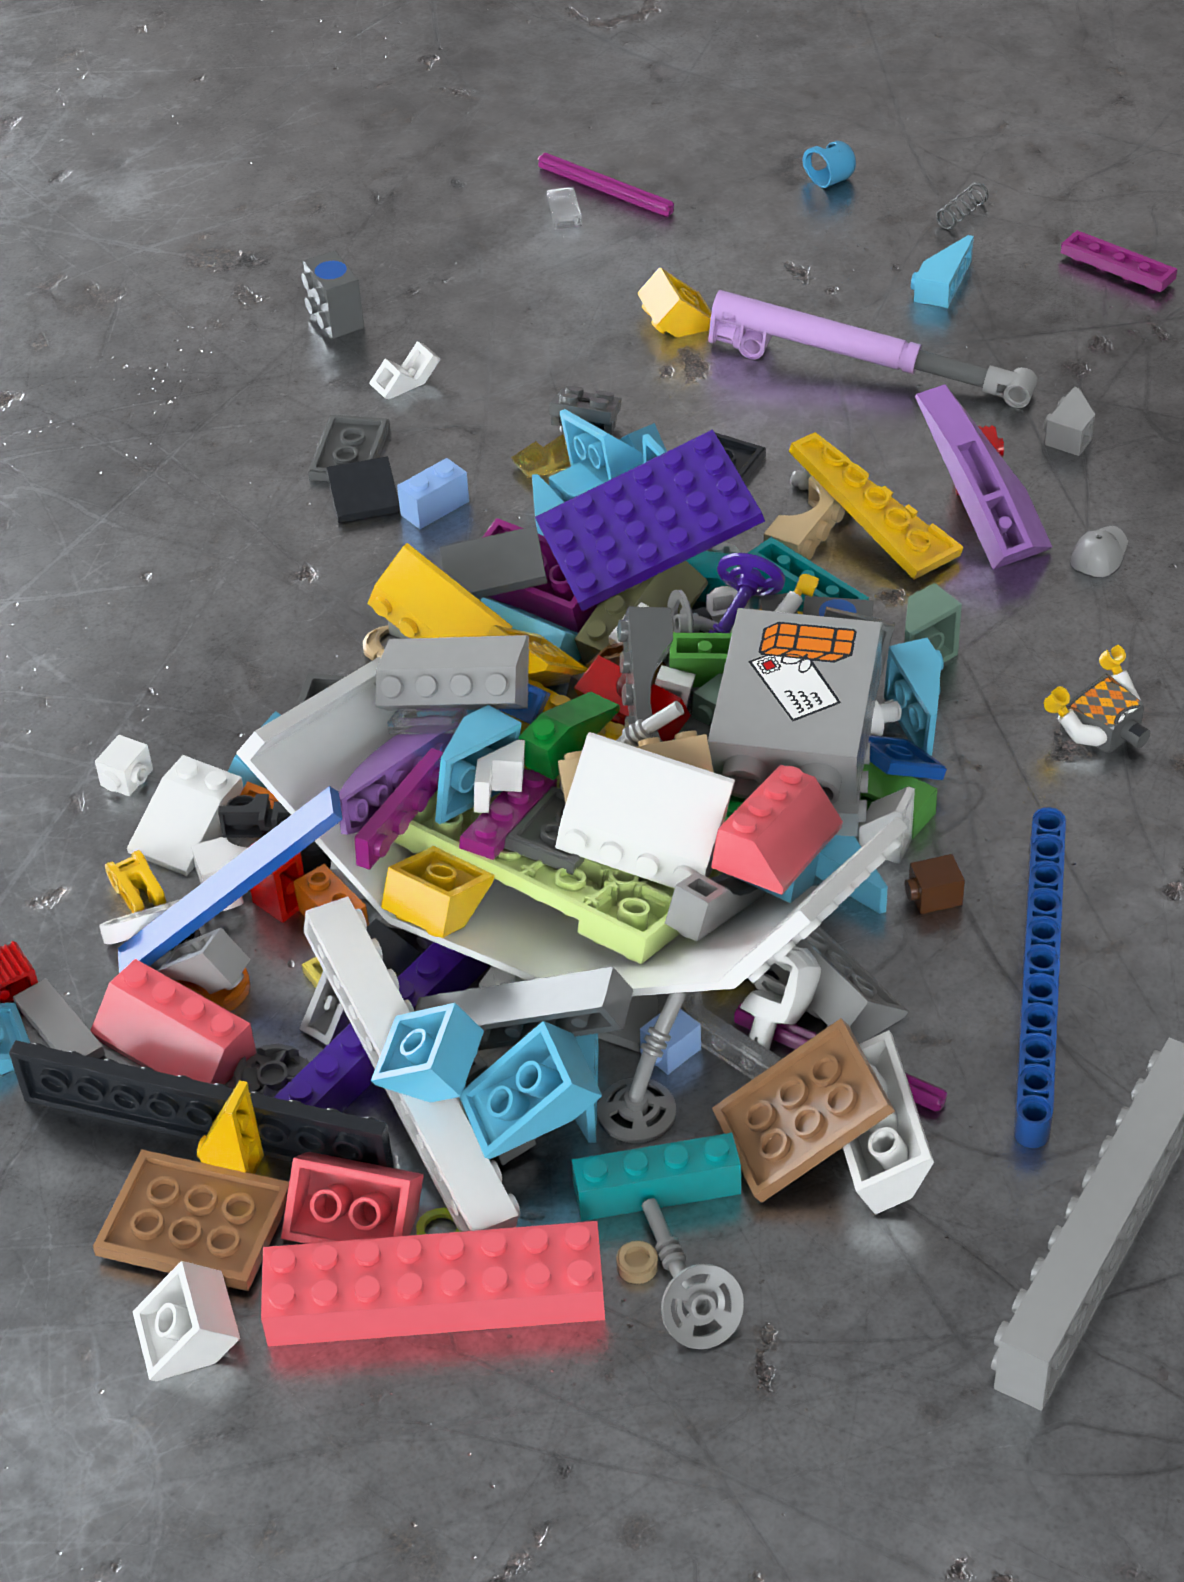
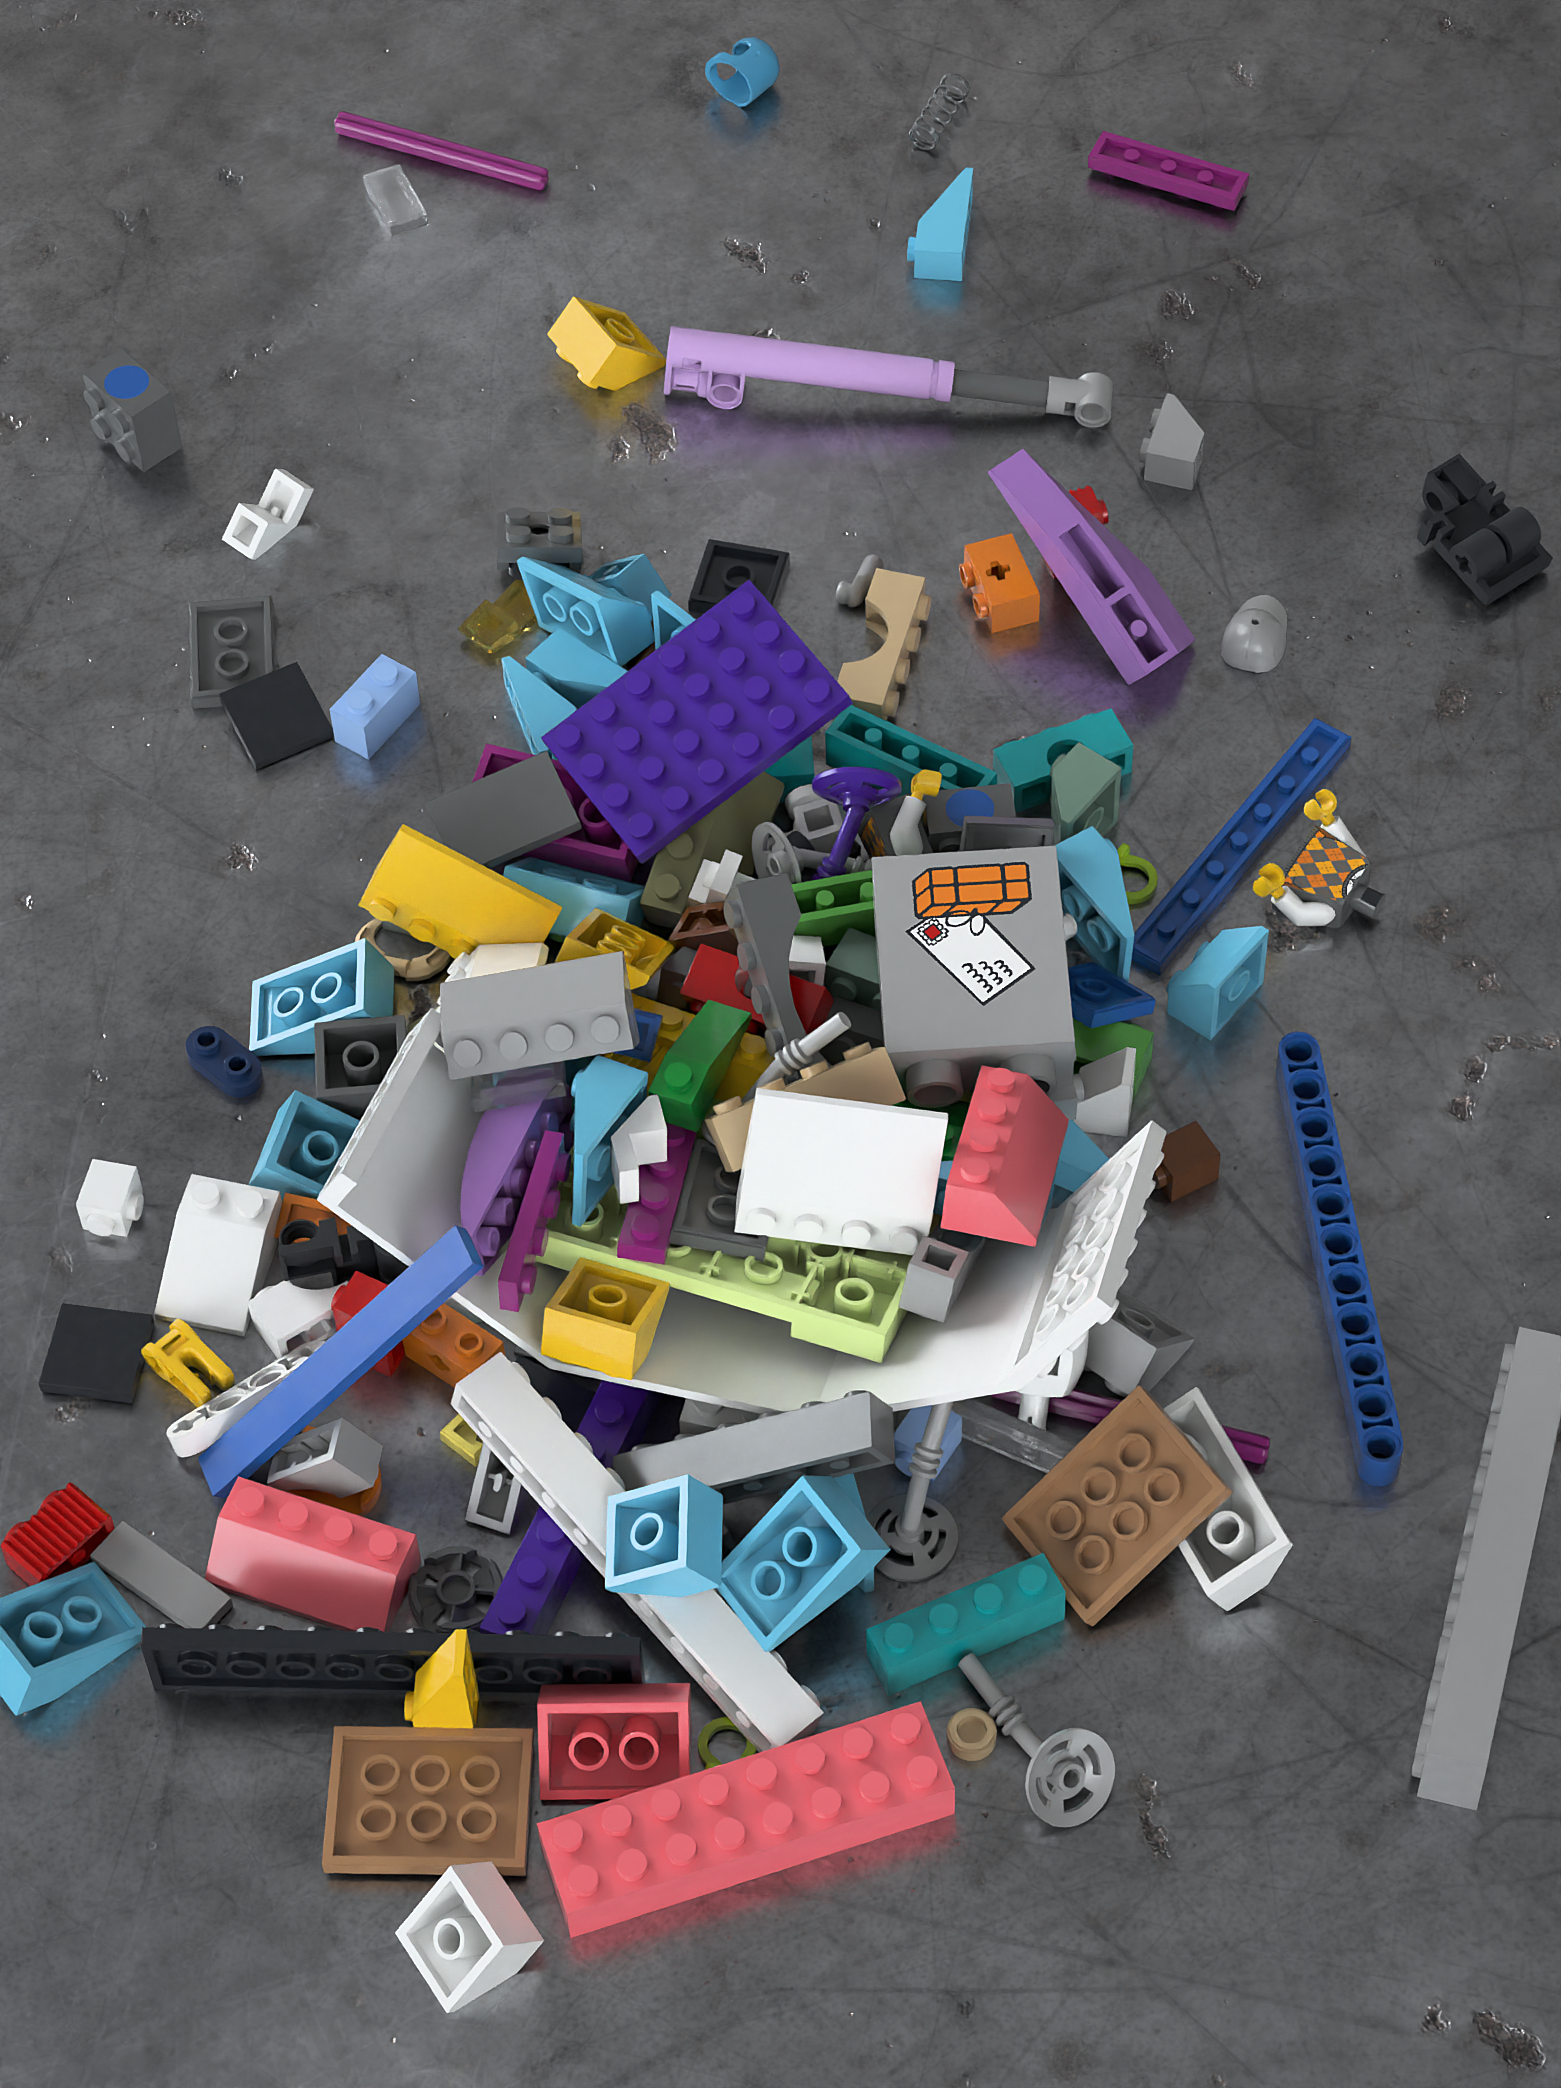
camera: 15 degrees left, 10 degrees up
(74, 865) = (96, 1353): none -> black tile
(242, 696) = (219, 1060): none -> dark blue plate
(330, 655) = (330, 987): none -> medium azure slope
(892, 599) = (1029, 760): none -> teal arch
(894, 527) = (1003, 658): yellow wing -> none
(915, 484) = (1000, 583): none -> orange brick
(953, 676) = (1133, 861): none -> lime piece
(1002, 766) = (1219, 979): none -> medium azure slope
(1030, 691) = (1237, 845): none -> blue tile

